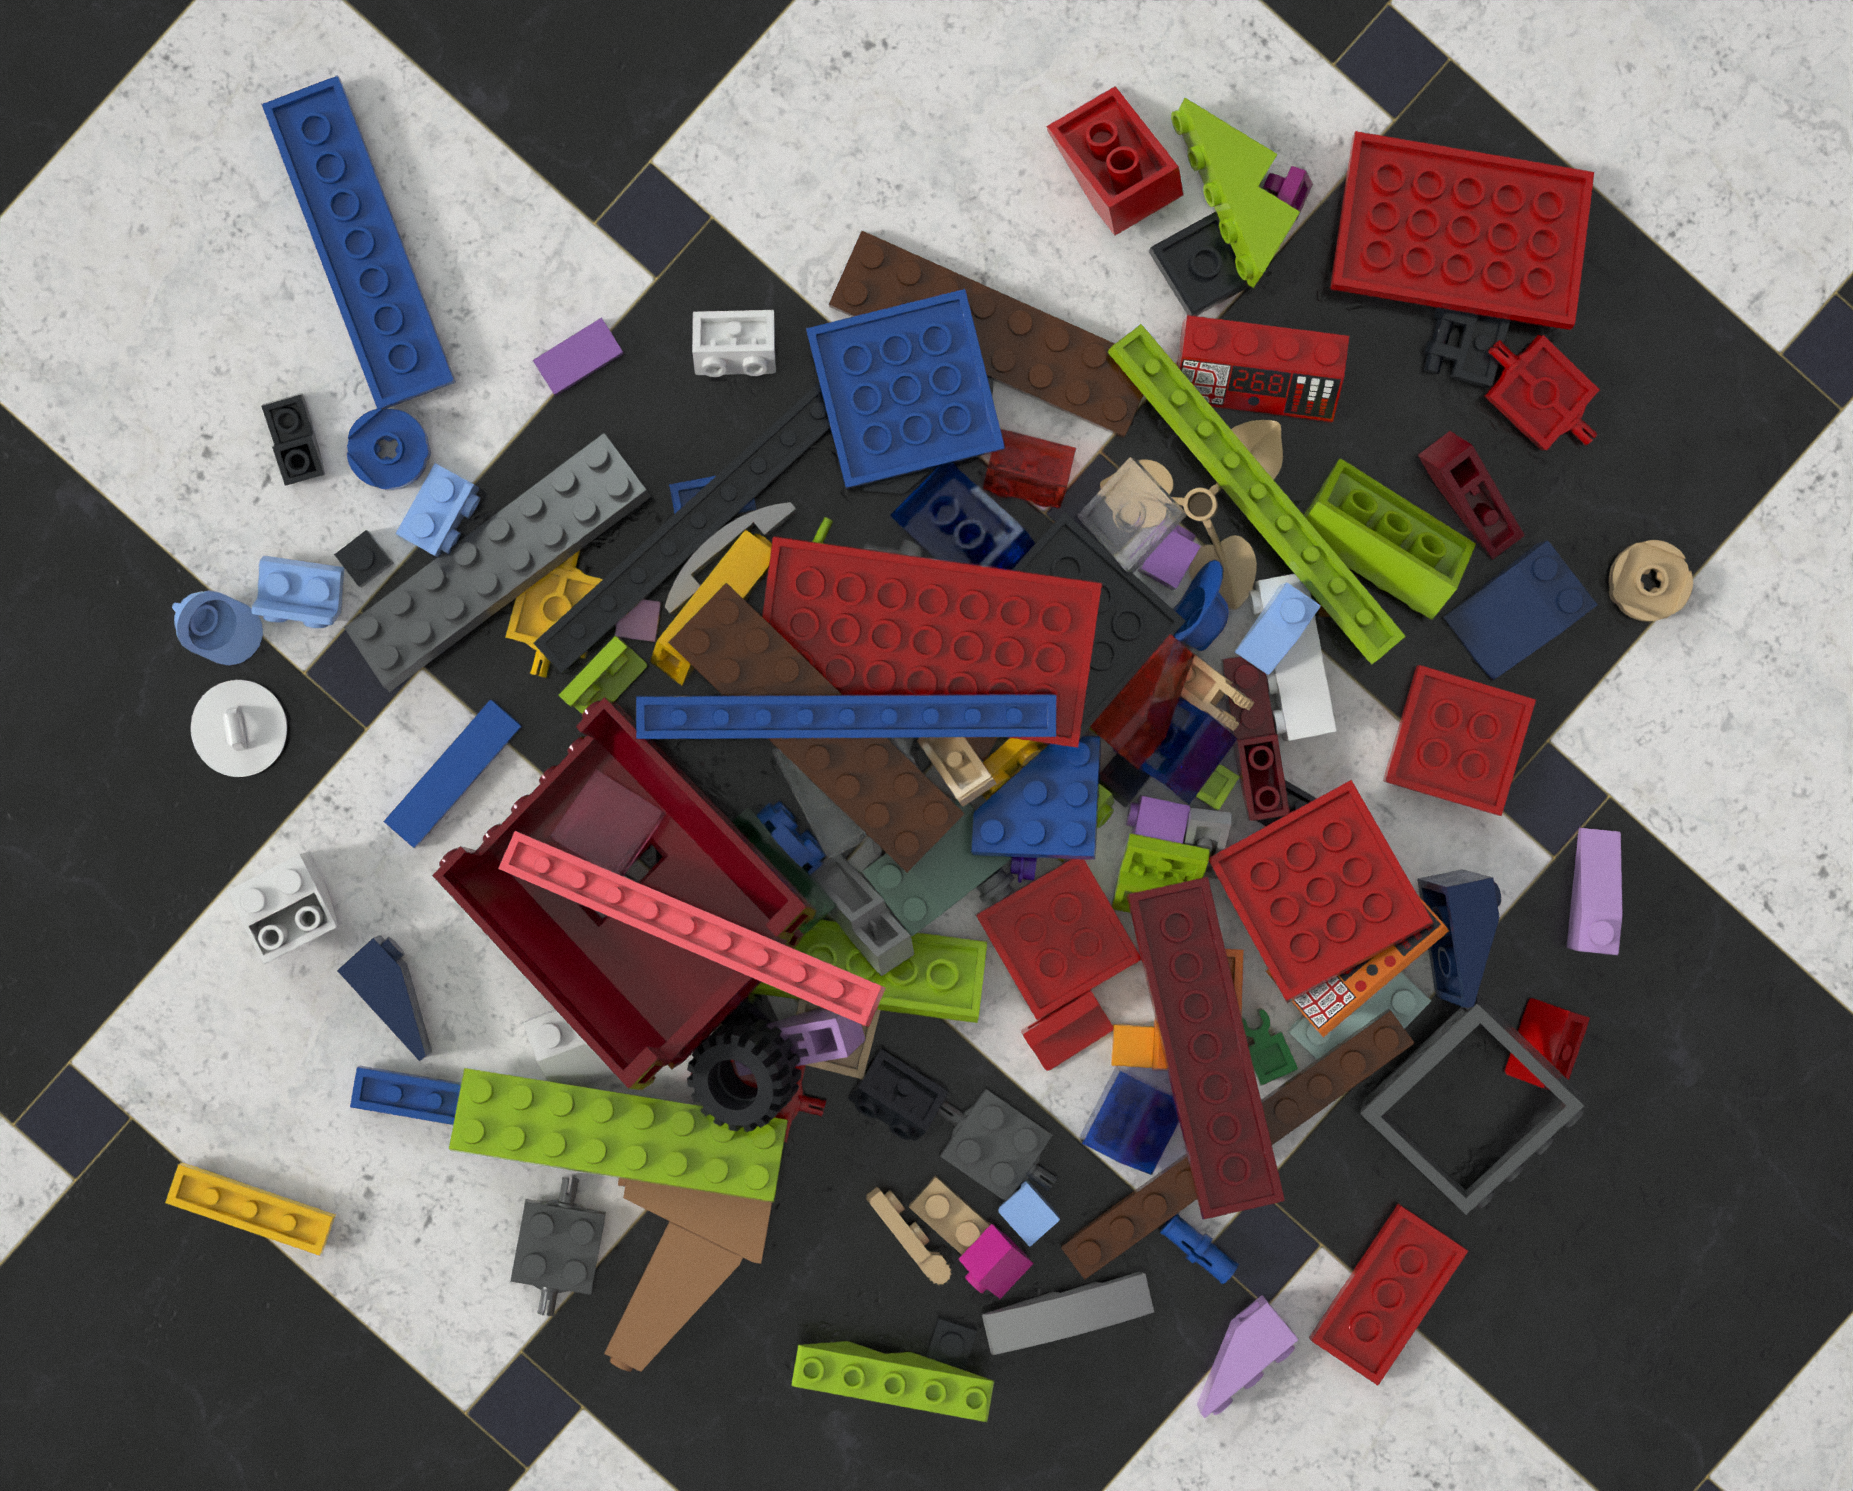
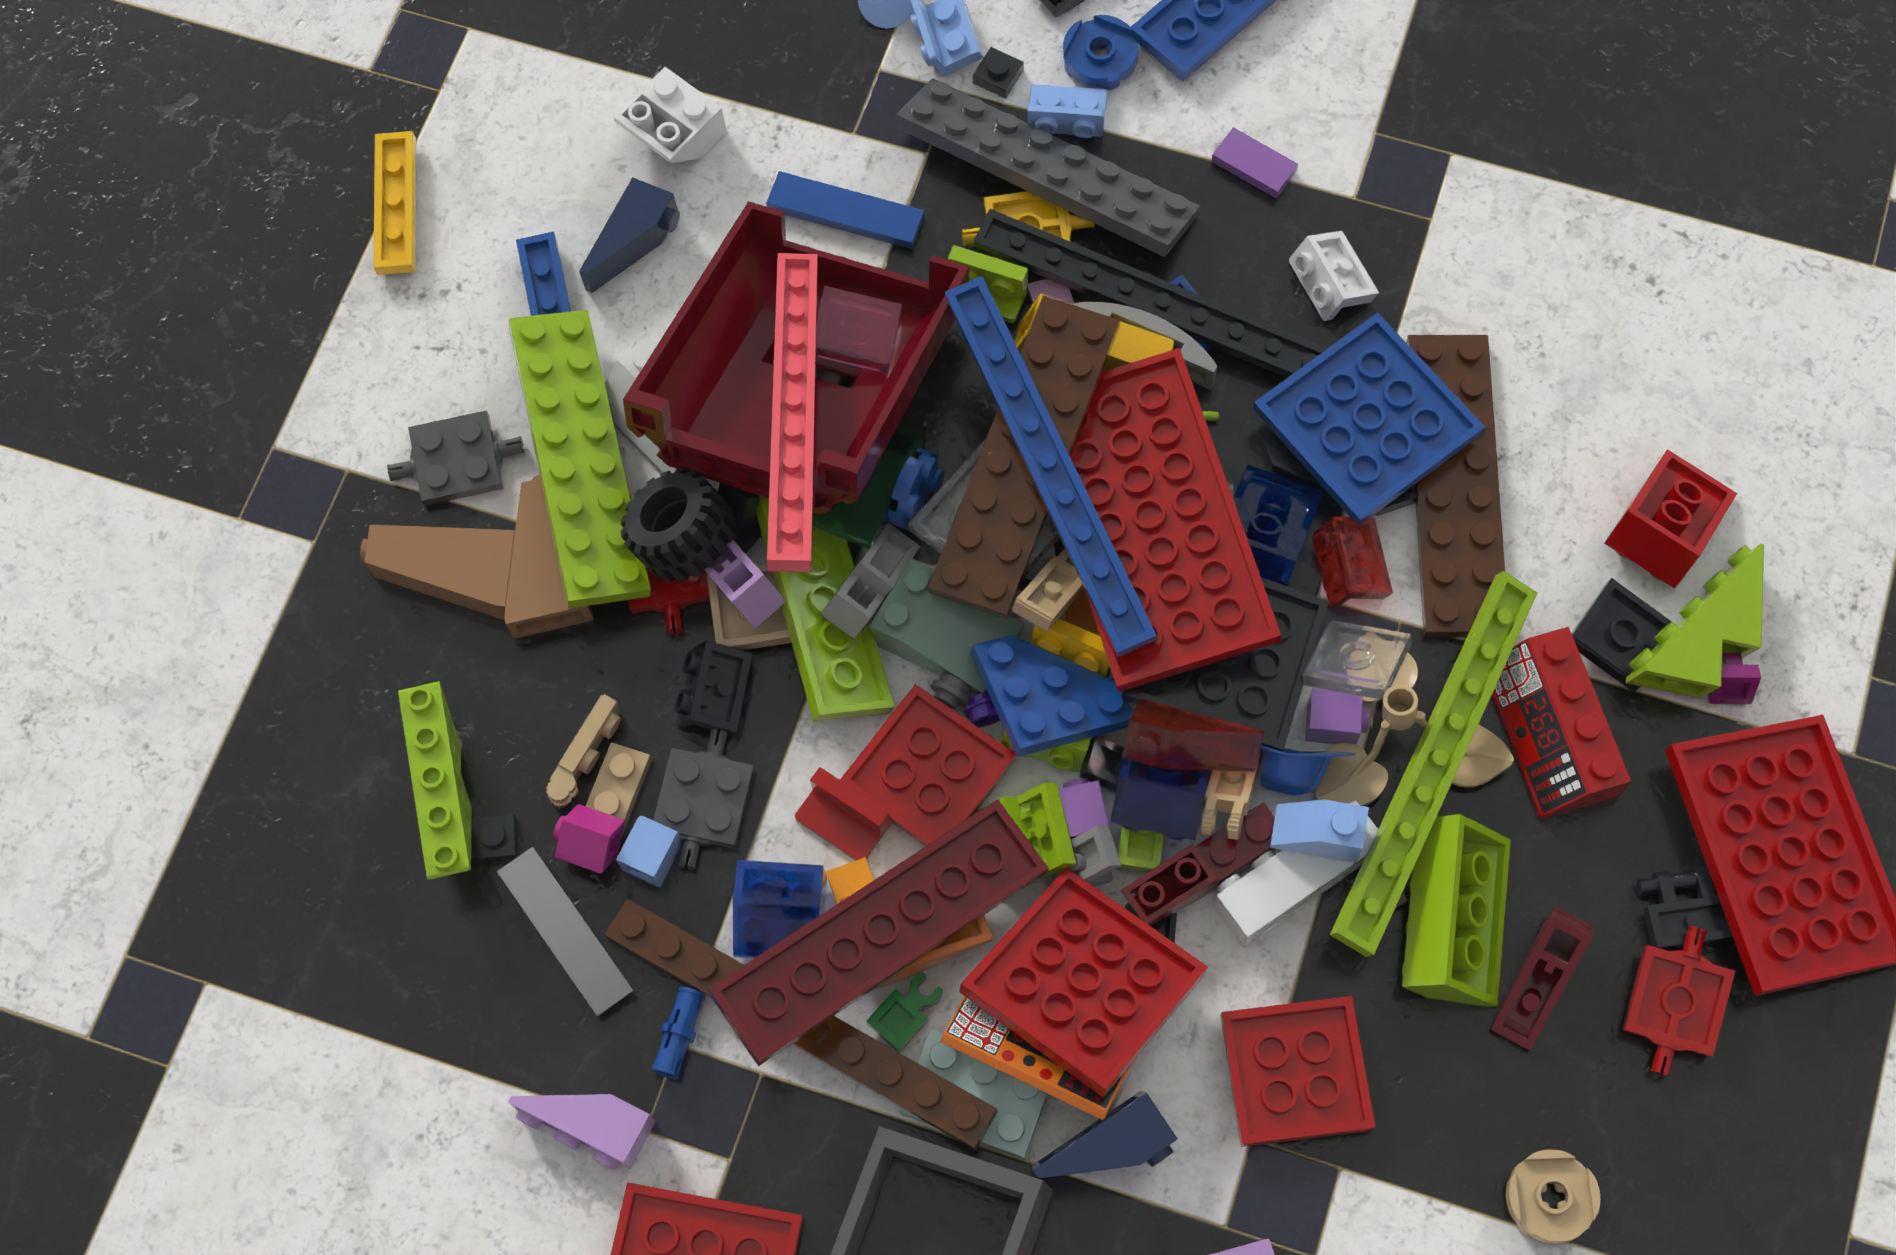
camera: 70 degrees right, 20 degrees down
(239, 728) = (809, 38): white shield -> none
(1519, 610) = (1456, 1074): dark blue slope -> none

